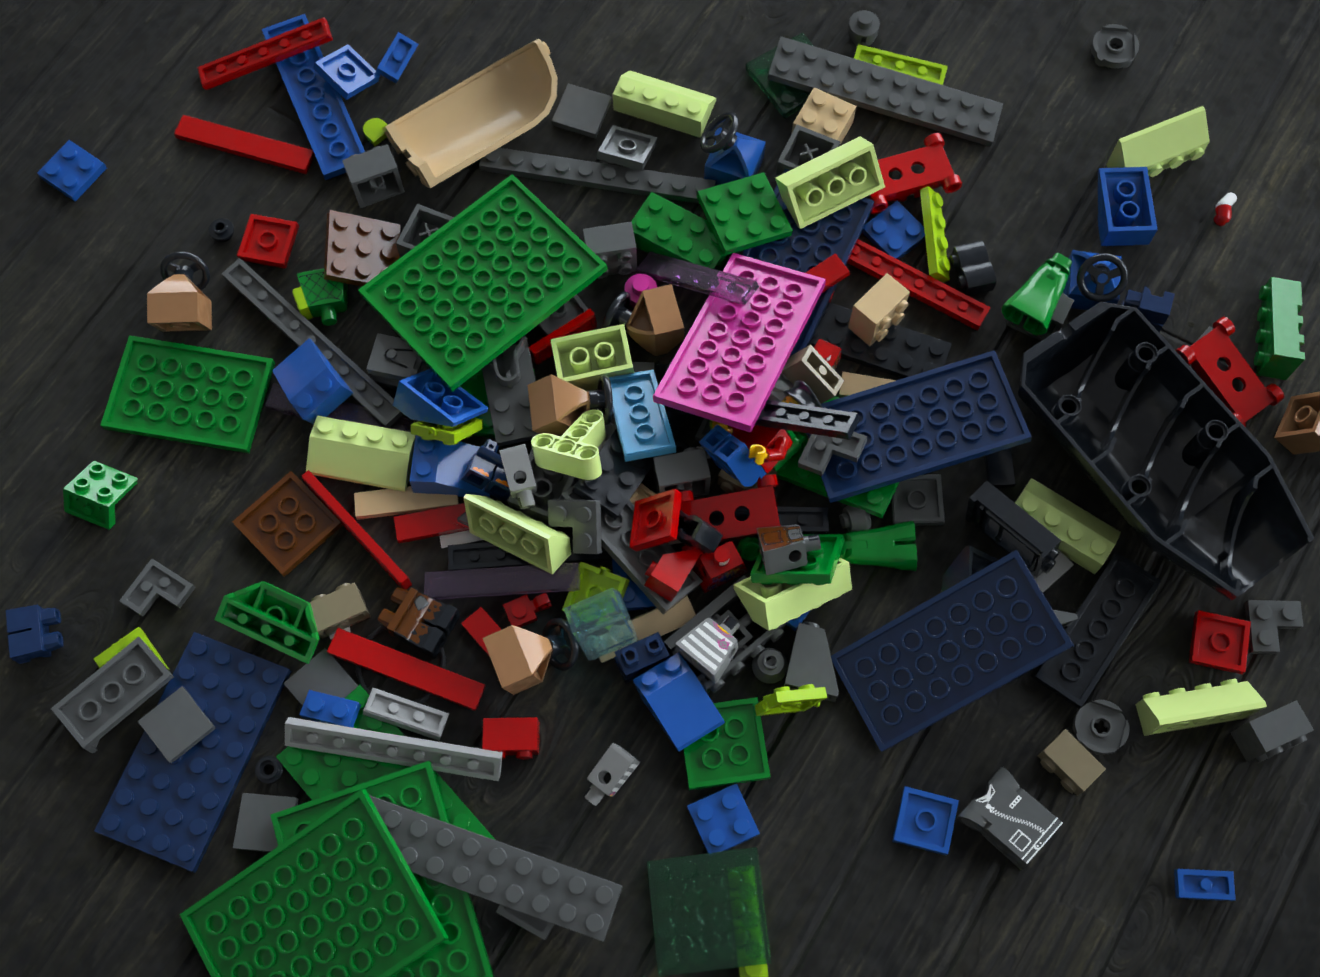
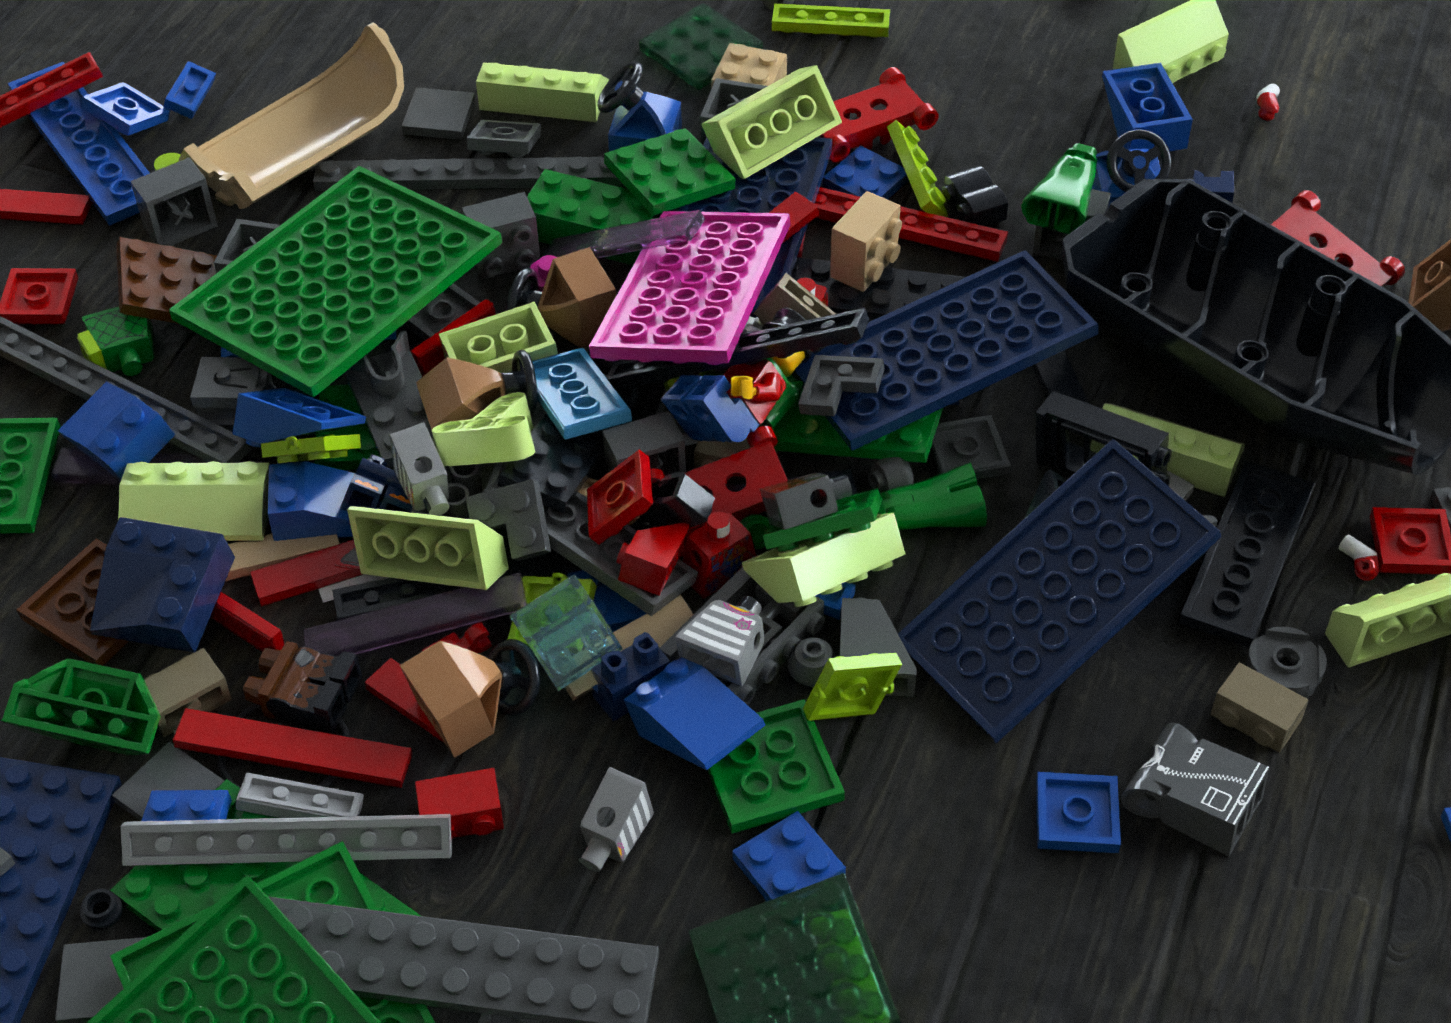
camera: 10 degrees left, 20 degrees down
(329, 528) = (160, 584): none -> dark blue slope
(886, 91) = (821, 41): dark grey plate -> none
(1181, 649) = (1365, 558): none -> arm
(1279, 329) = (1375, 203): wedge -> none

